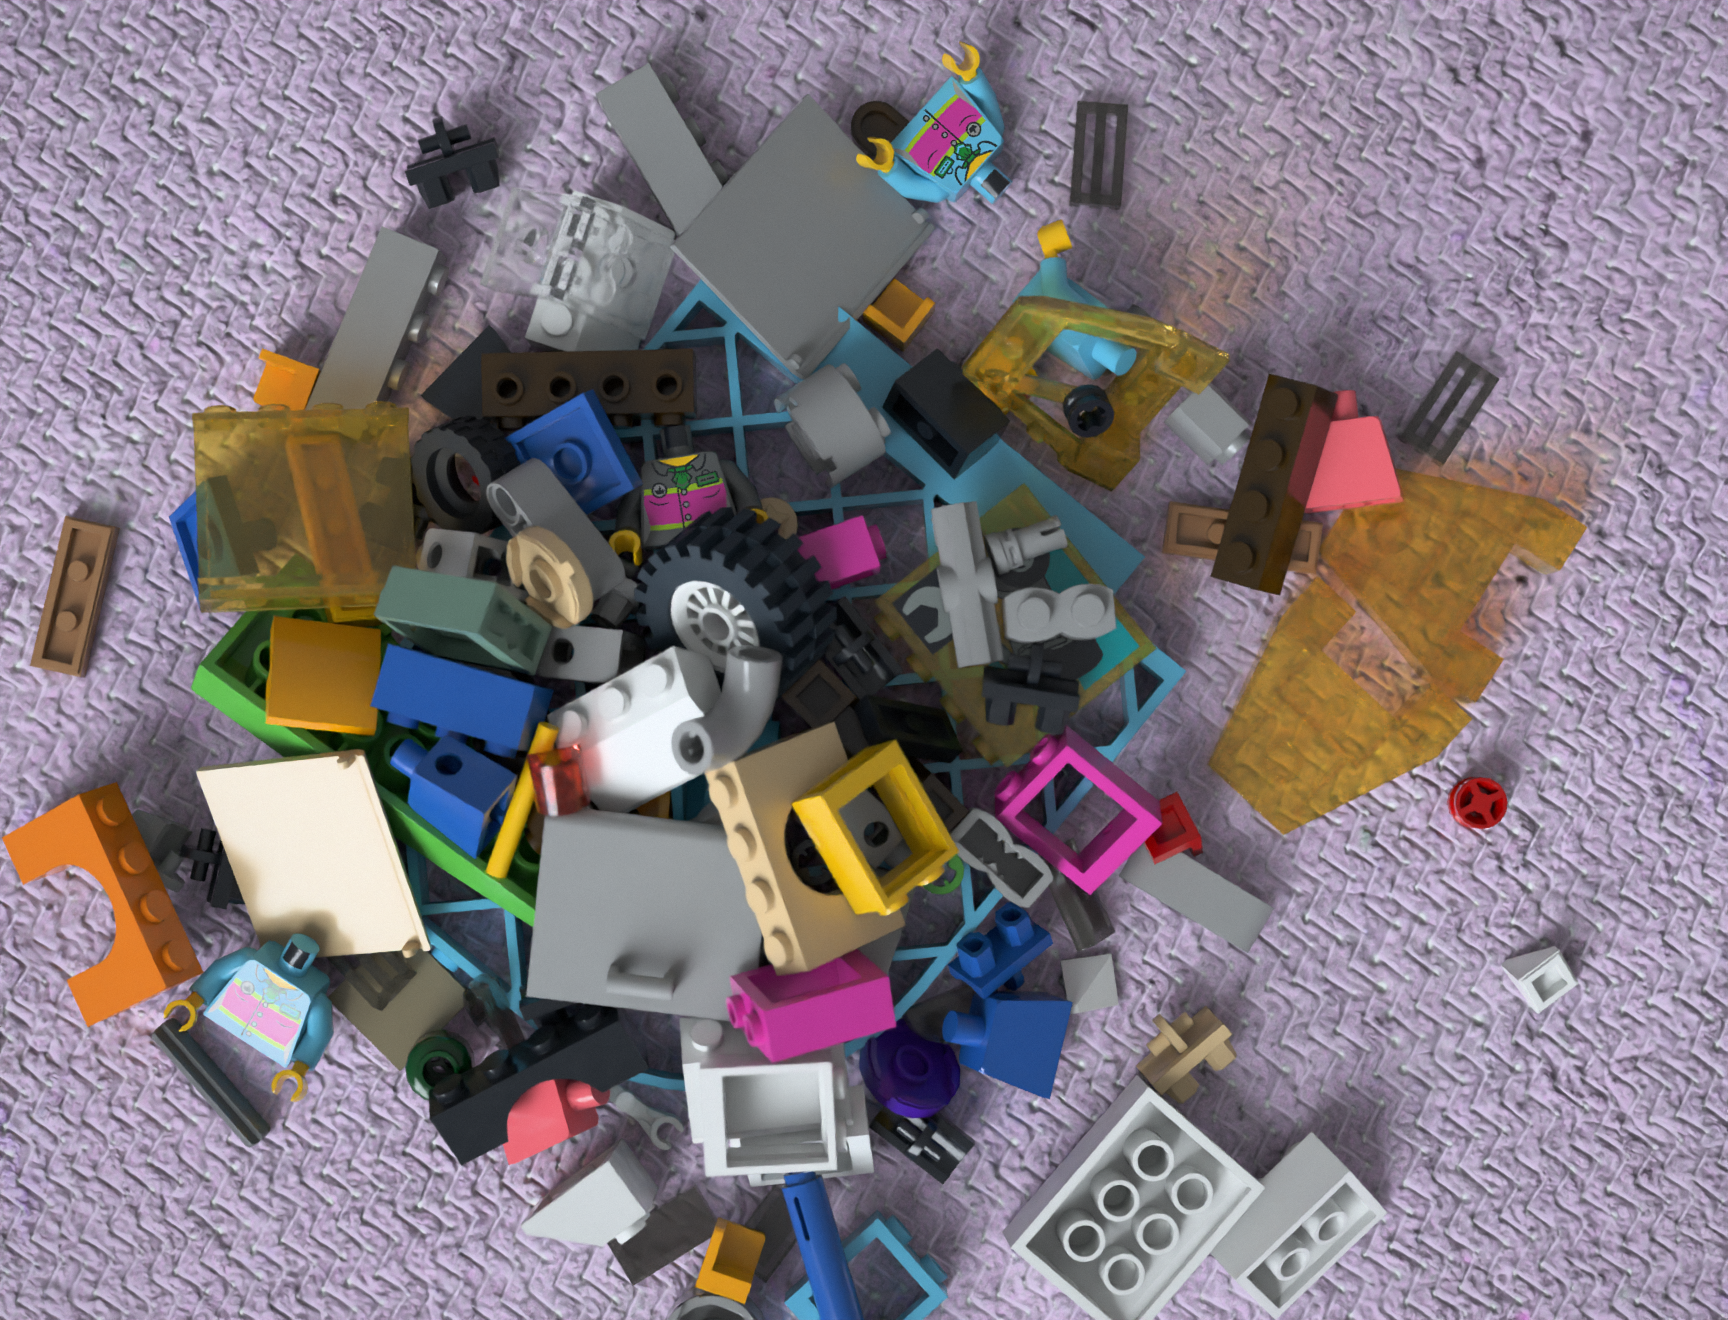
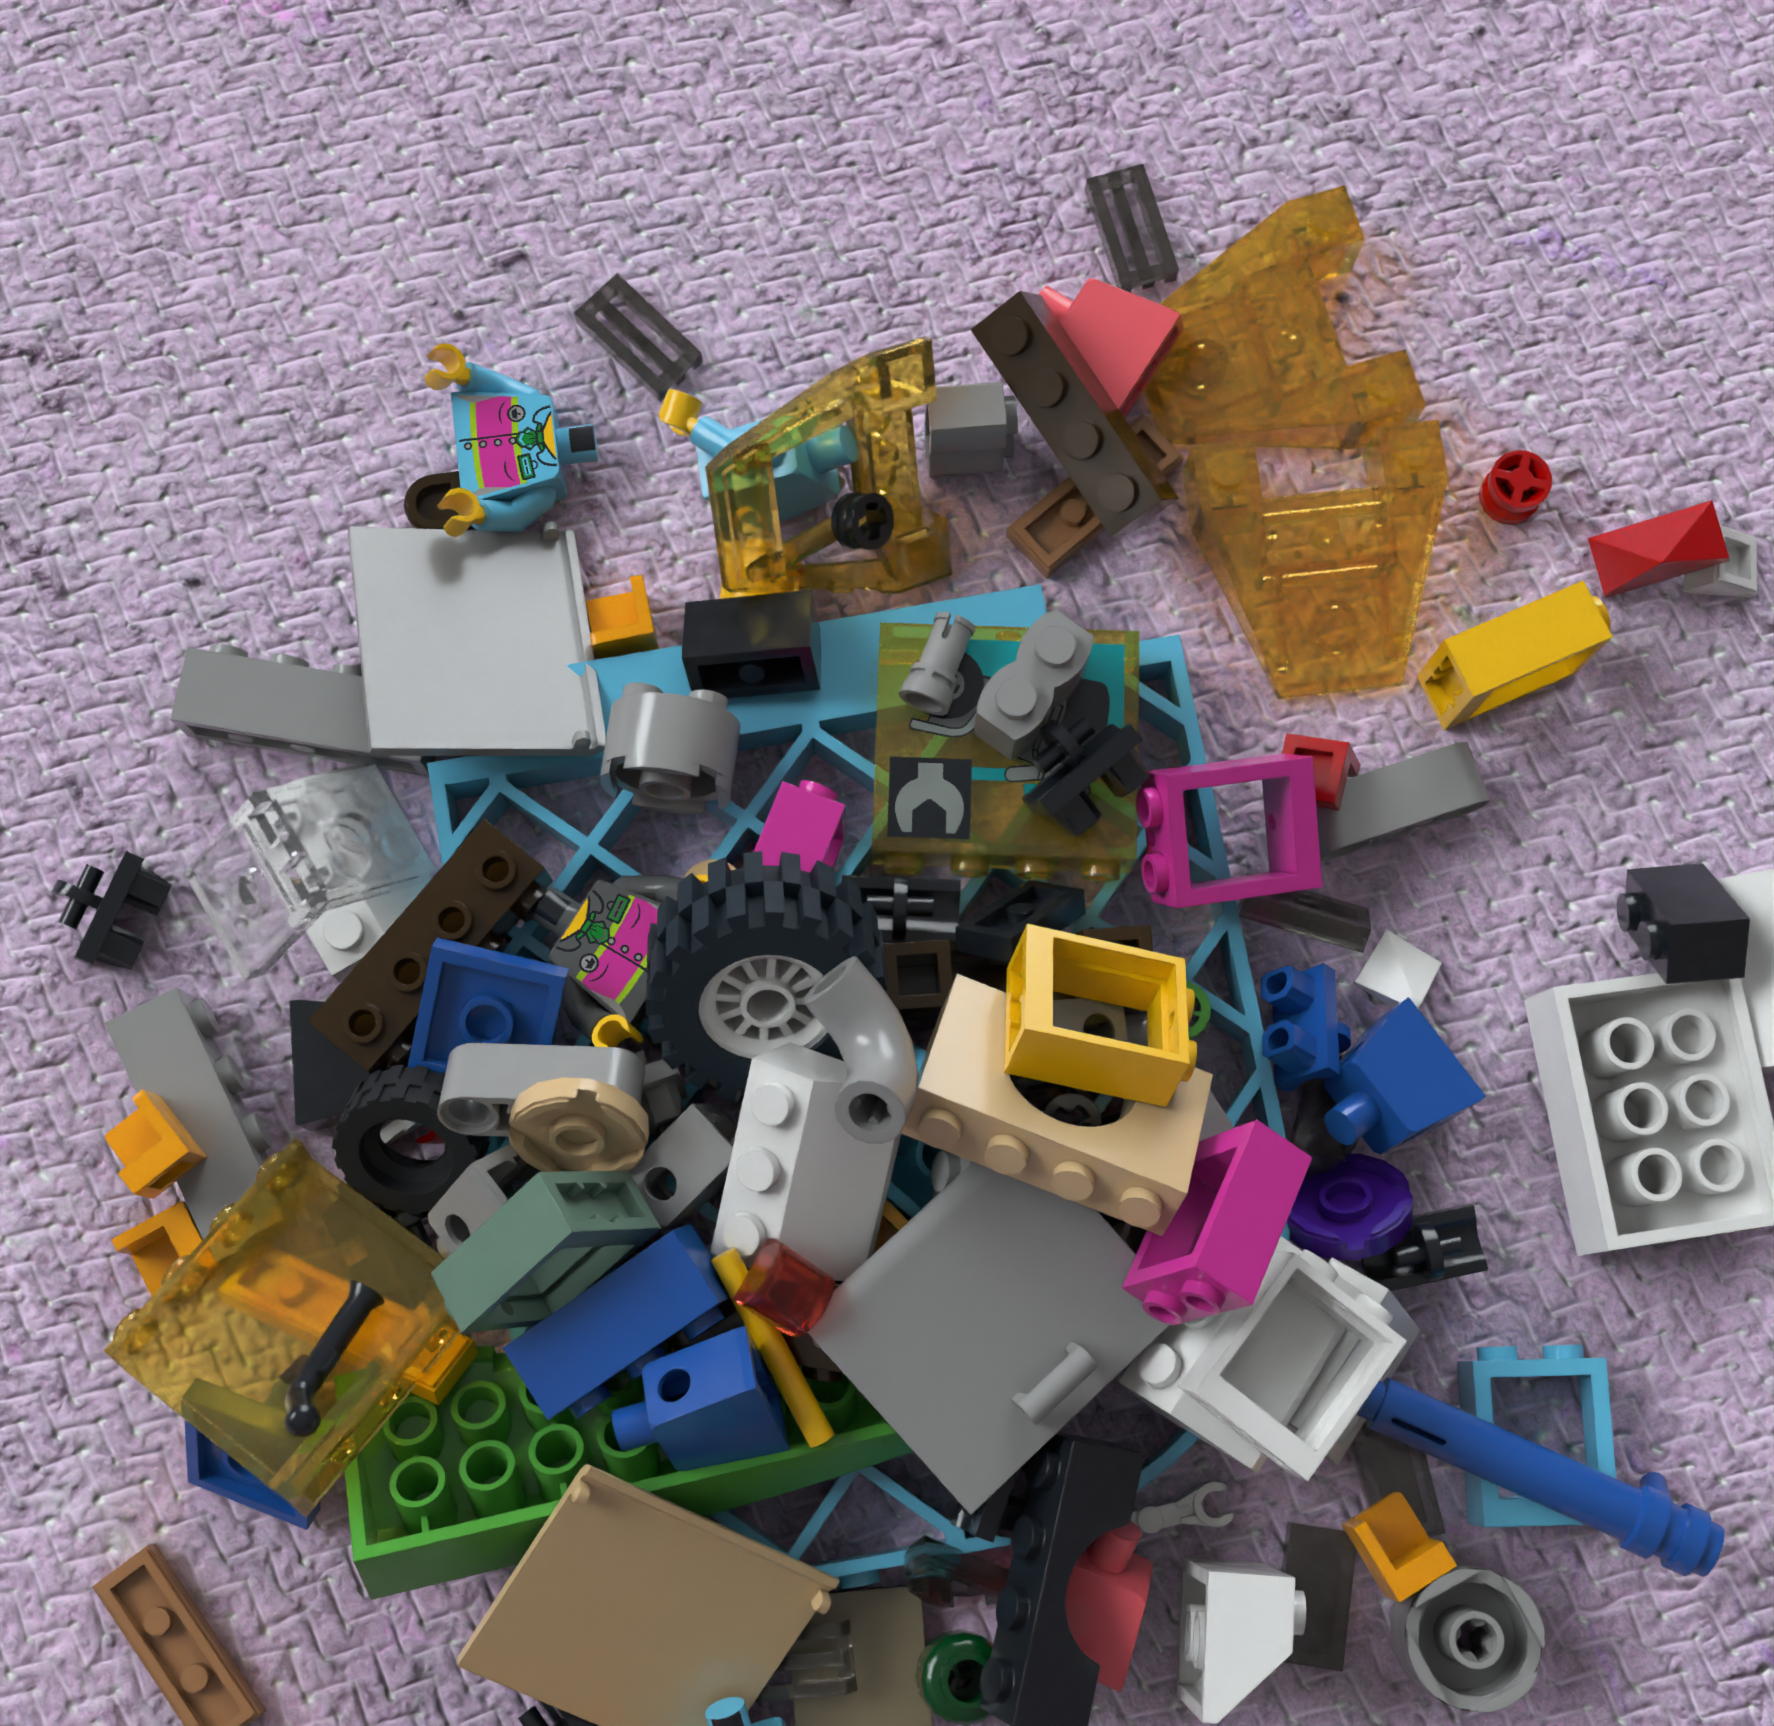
camera: 50 degrees left, 10 degrees down
(282, 542) = (311, 1371): none -> black piece
(323, 676) = (476, 1447): light orange slope -> none
(334, 324) = (153, 1147): none -> light orange panel
(967, 584) = (931, 746): light grey piece -> none
(1010, 866) = (1234, 939): light grey brick -> none
(1183, 1047) = (1535, 935): tan hips -> none
(1263, 1135) = (1684, 923): none -> black brick
(1354, 893) = (1515, 654): none -> yellow window
(1512, 927) = (1658, 549): none -> red slope

